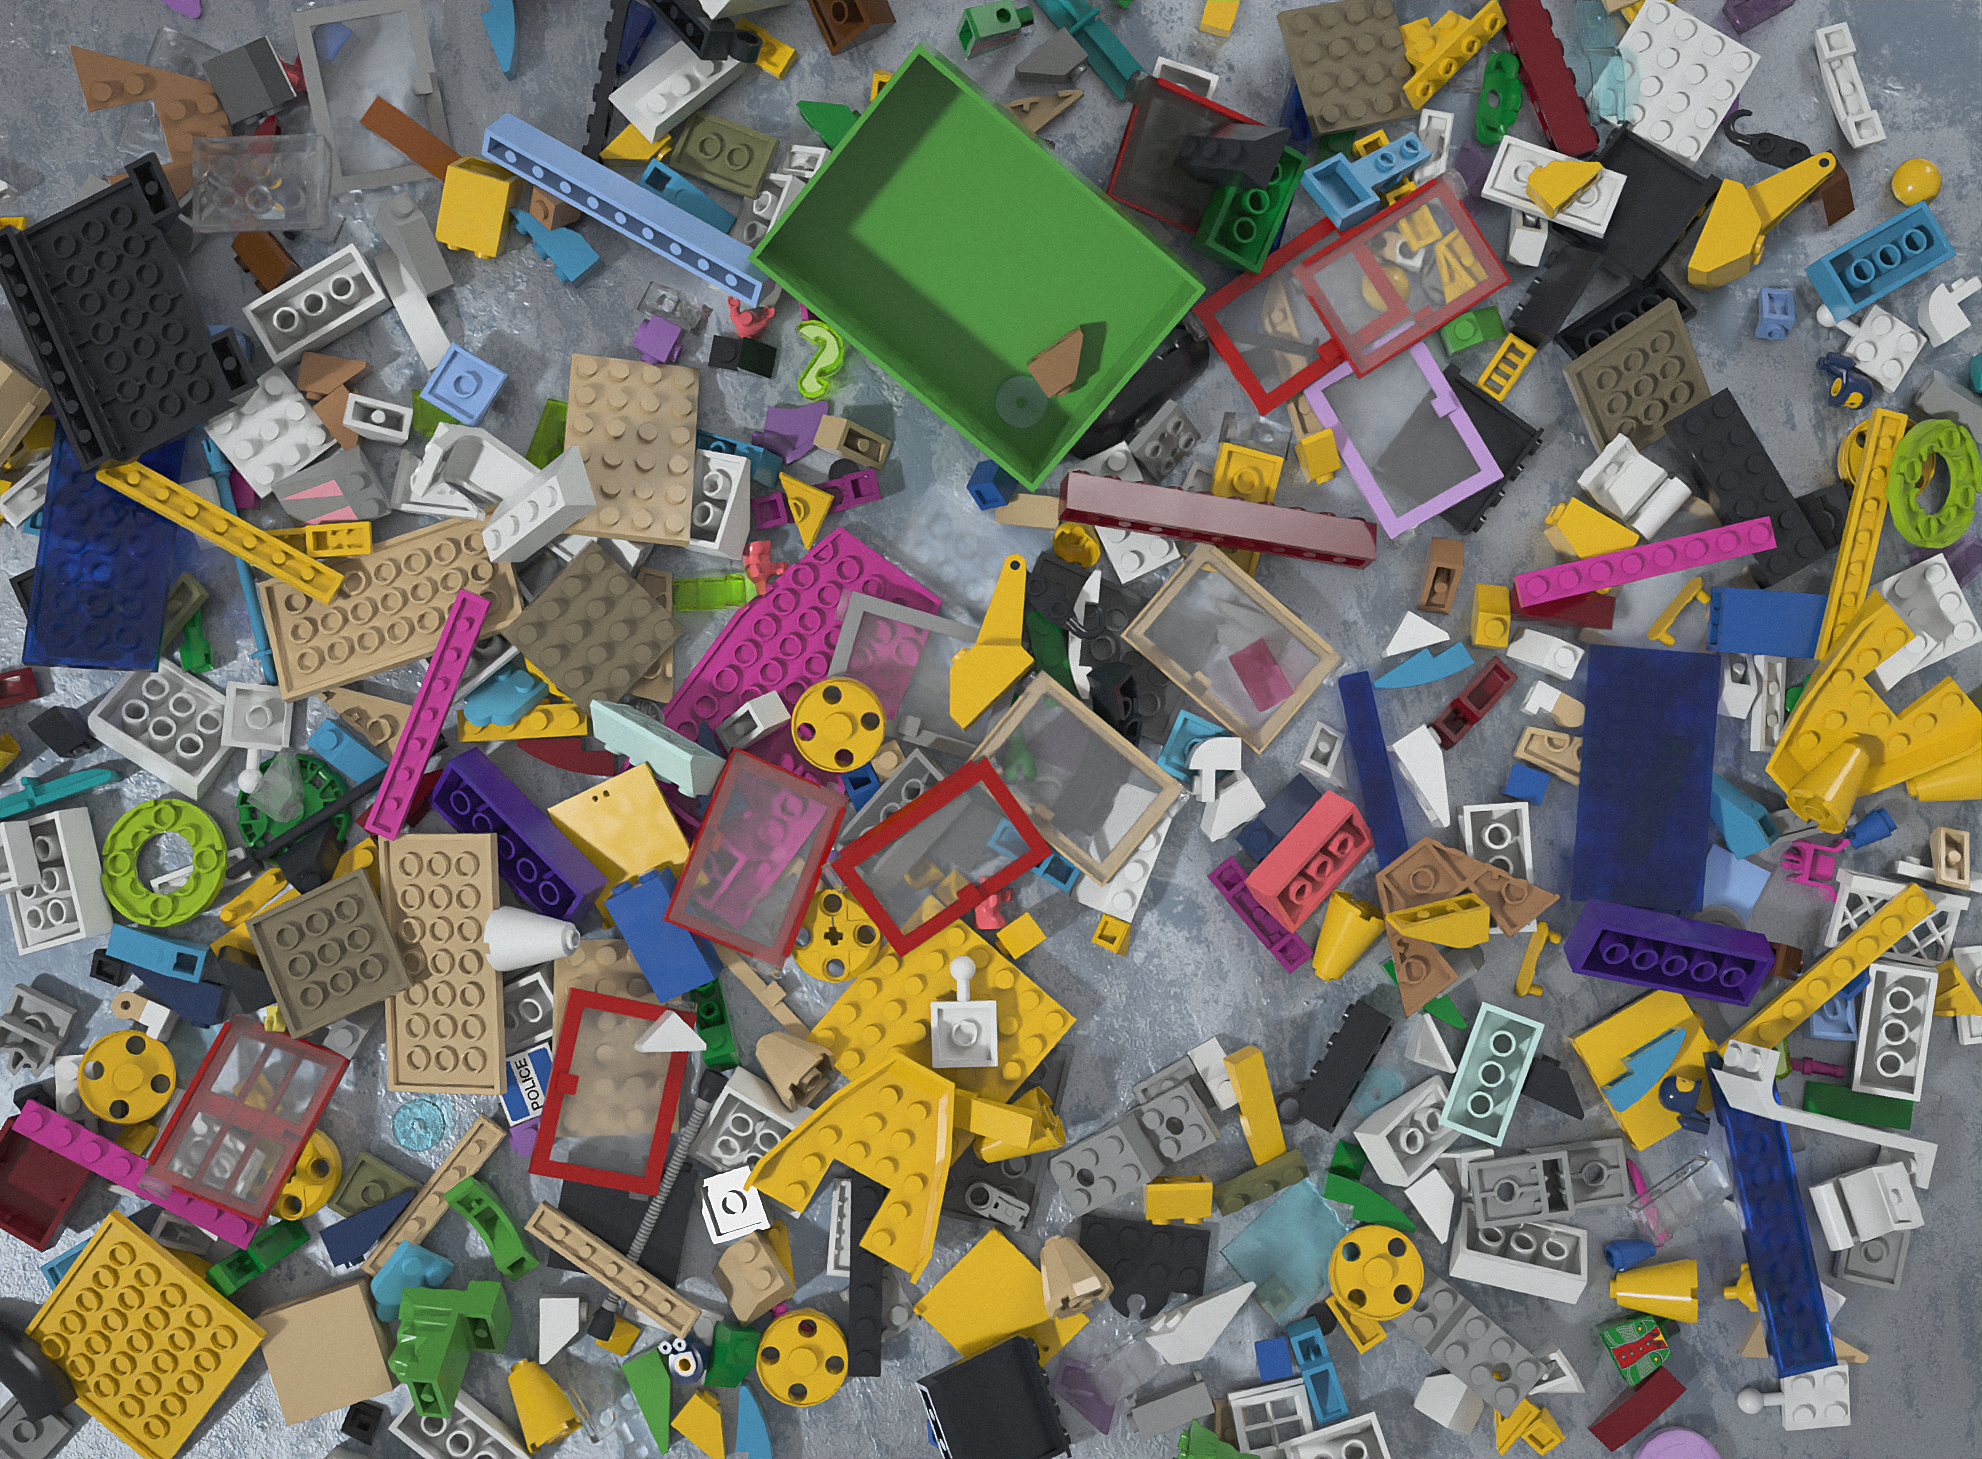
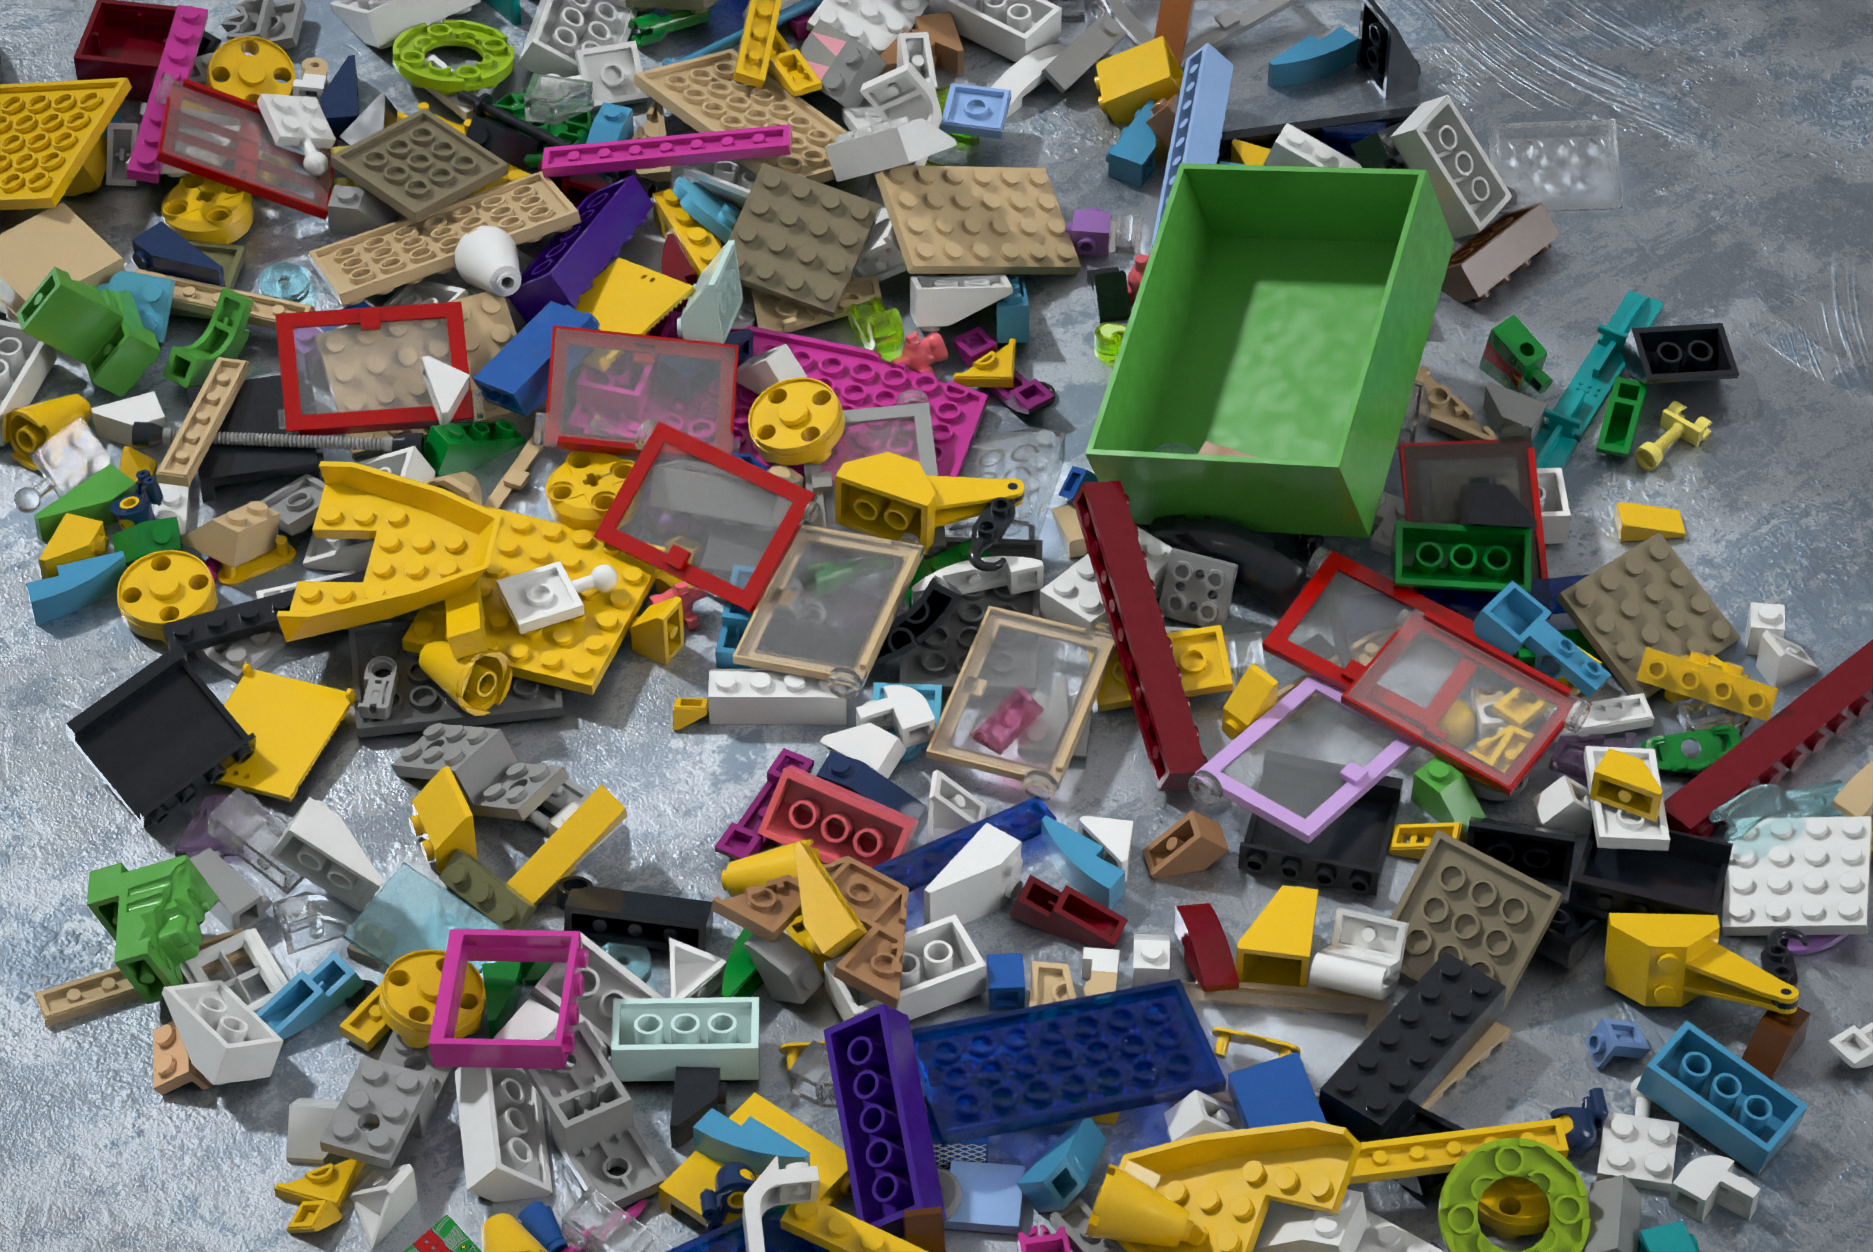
camera: 75 degrees right, 40 degrees down
(108, 968) = (341, 52): black slope -> none
(159, 952) = (370, 71): dark azure slope -> none
(224, 1055) = (301, 124): none -> white plate
(262, 1254) = (117, 196): green slope -> none
(790, 431) = (1059, 345): medium lavender arm -> none
(851, 442) = (1071, 384): tan slope -> none
(1070, 1278) = (322, 755): tan cone -> none
(1077, 543) = (1061, 556): yellow hair -> none
(1146, 1259) = (376, 817): black plate -> none
(1273, 1358) = (305, 950): blue panel -> none
(1465, 1293) = (509, 946): none -> dark pink window
(1490, 617) = (1154, 898): yellow slope -> none
(1645, 561) = (1285, 964): dark pink plate -> none
(1916, 181) = (1832, 1125): yellow hair -> none

